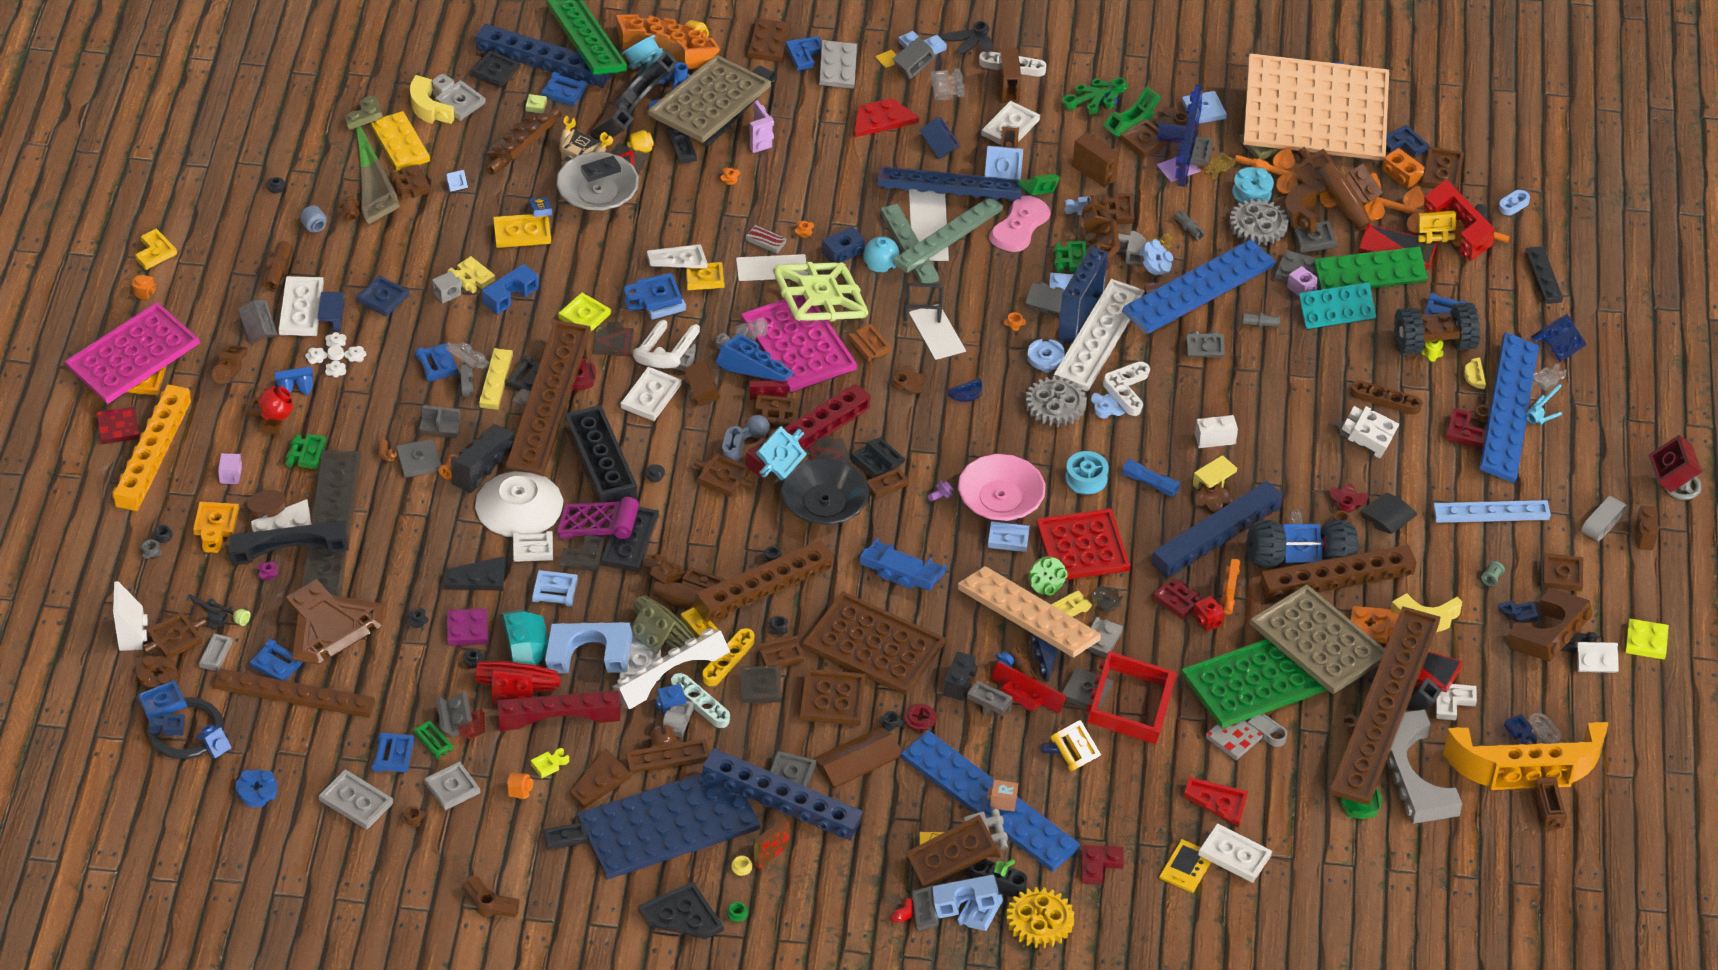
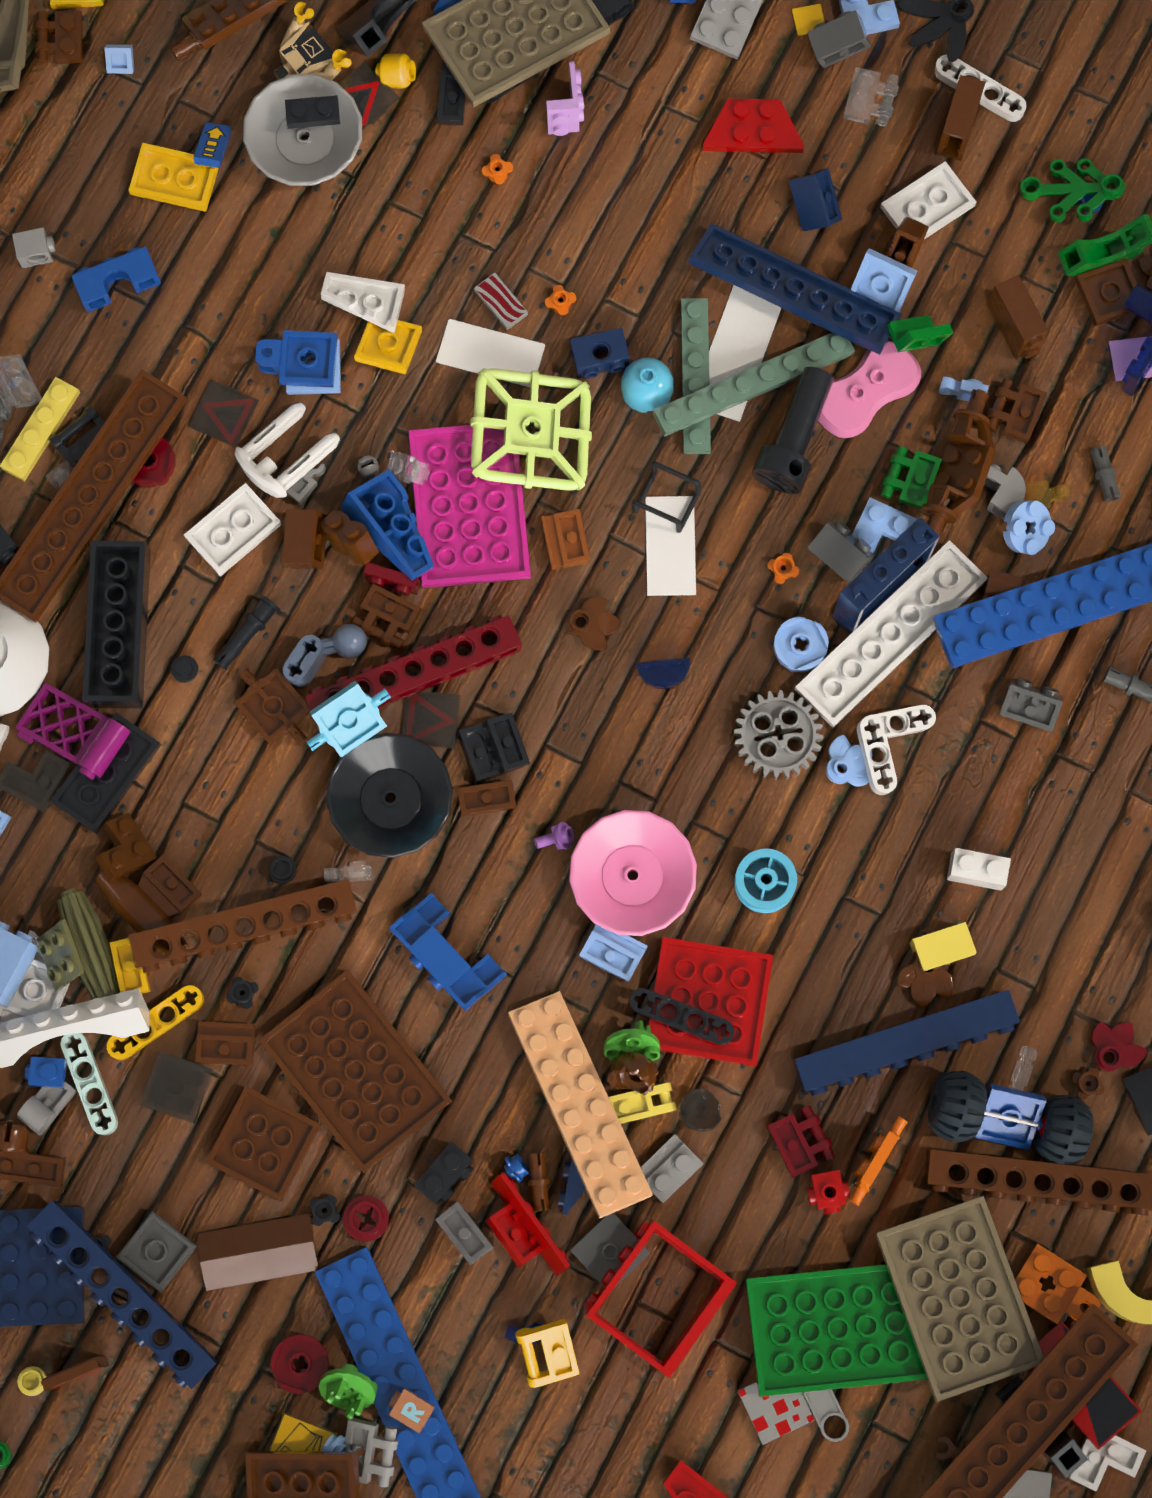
camera: 25 degrees right, 30 degrees up
(476, 275) = (85, 231): light yellow plate -> none
(585, 311) = (199, 355): neon yellow plate -> none
(689, 436) = (254, 622): none -> black pin
(732, 371) = (349, 537): none -> reddish brown brick
(826, 537) = (354, 872): none -> clear plate
(915, 813) = (292, 1348): none -> dark red plate
(948, 793) = (348, 1389): none -> bright green plate
(989, 264) = (783, 464): none -> black piece
(1056, 584) = (633, 1072): none -> reddish brown hair
(1070, 548) = (680, 1020): none -> black beam
(1162, 483) = (866, 933): blue axle -> none

